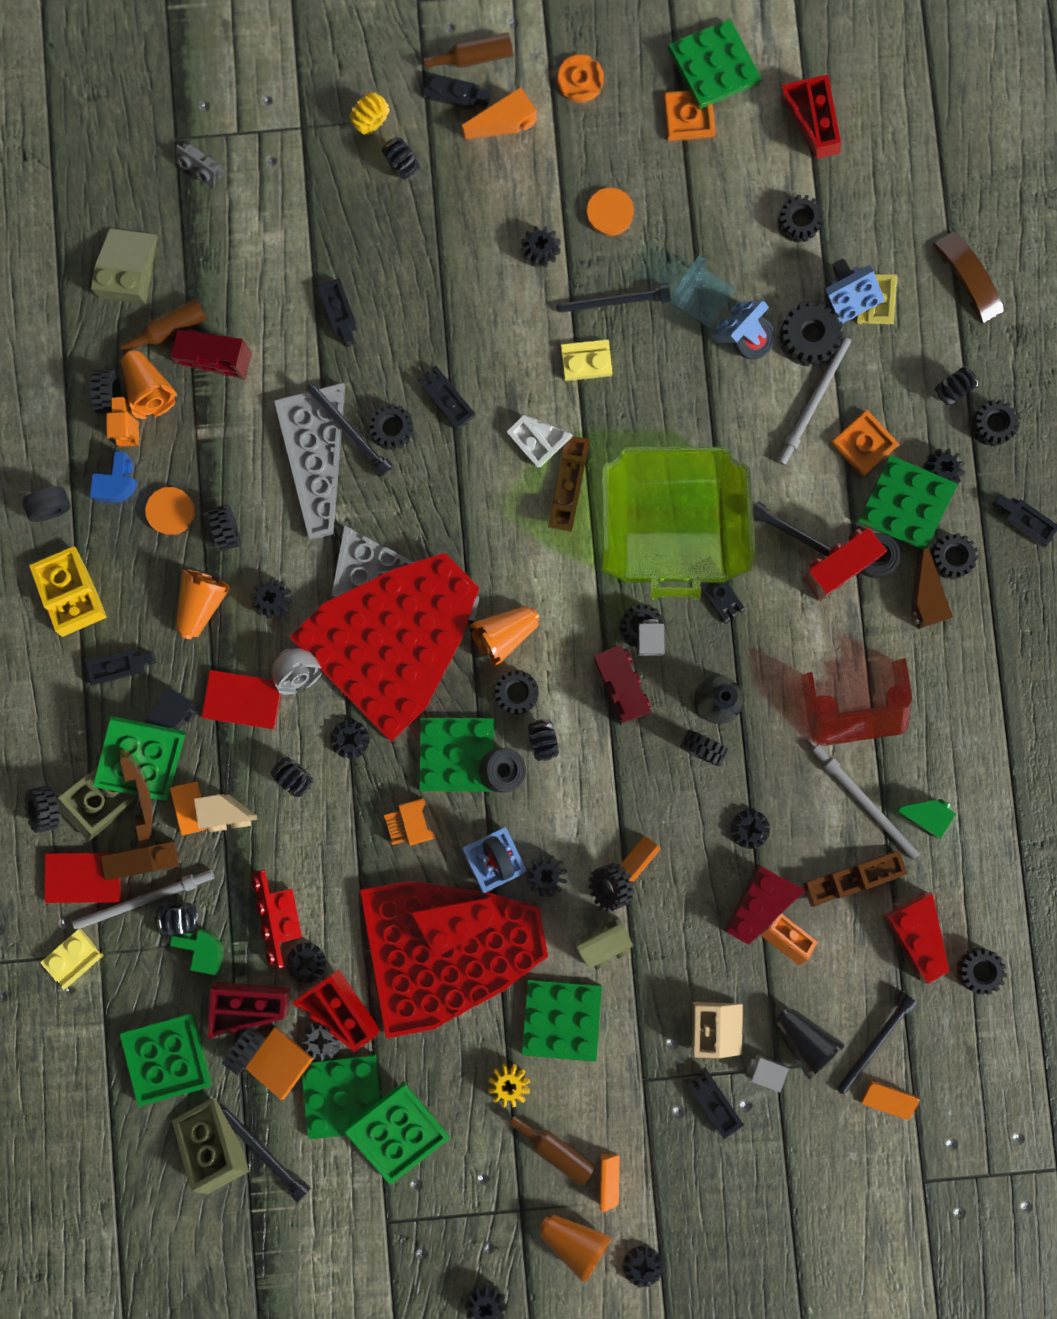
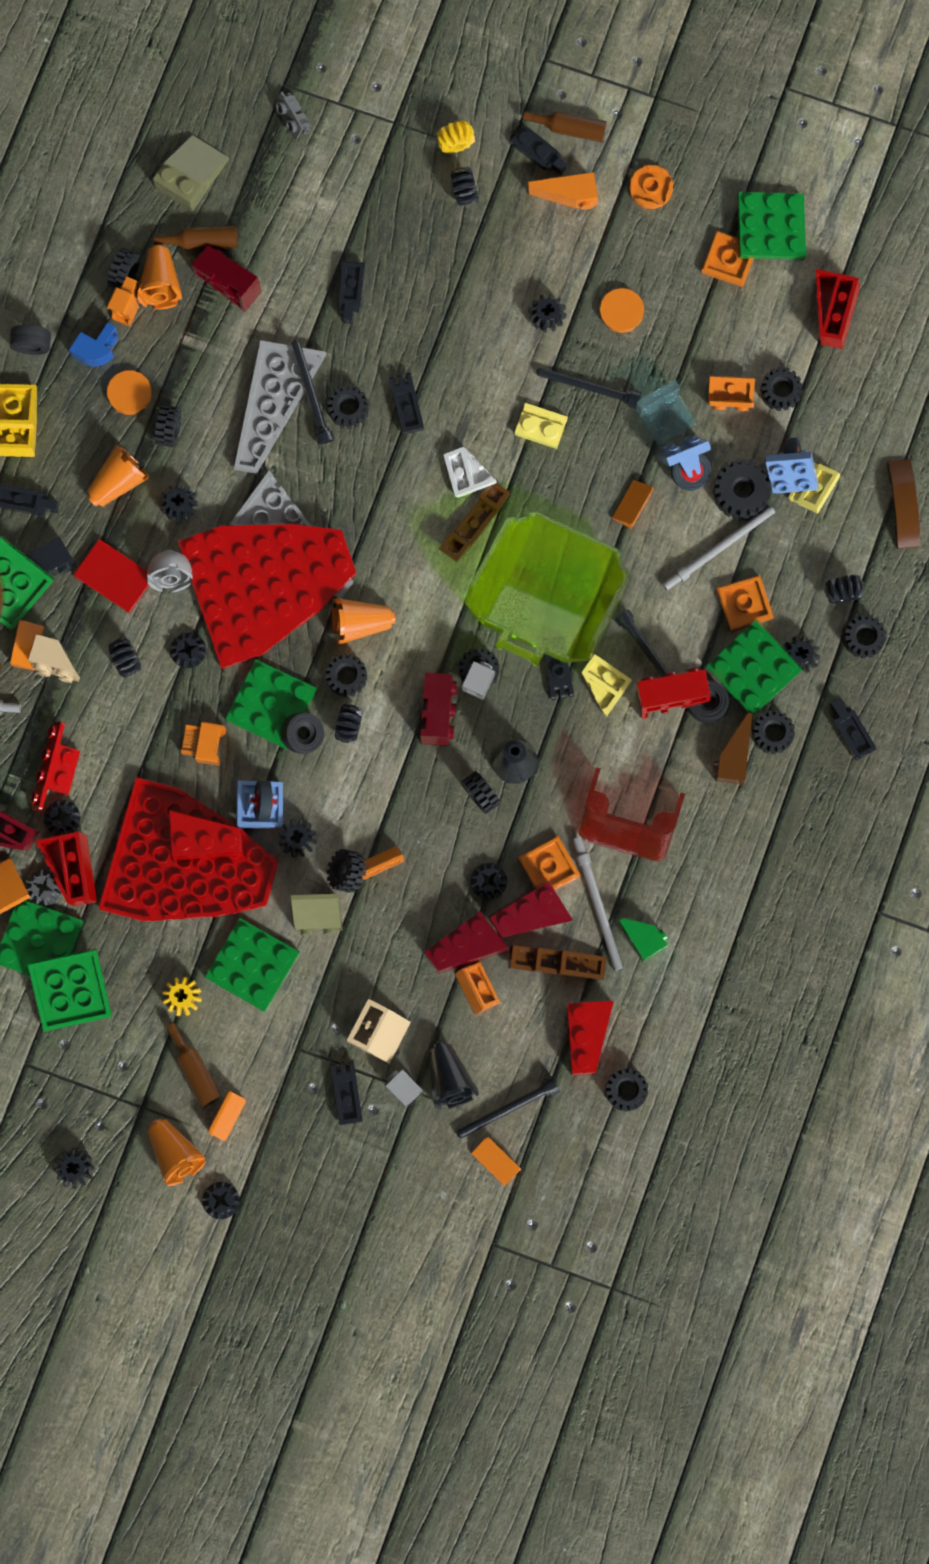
camera: 25 degrees right, 5 degrees down
(711, 395) = (633, 503): none -> orange slope
(754, 244) = (731, 392): none -> orange bracket
(771, 584) = (605, 683): none -> light yellow wing
(801, 787) = (551, 863): none -> orange tile
(808, 842) = (531, 911): none -> dark red wedge

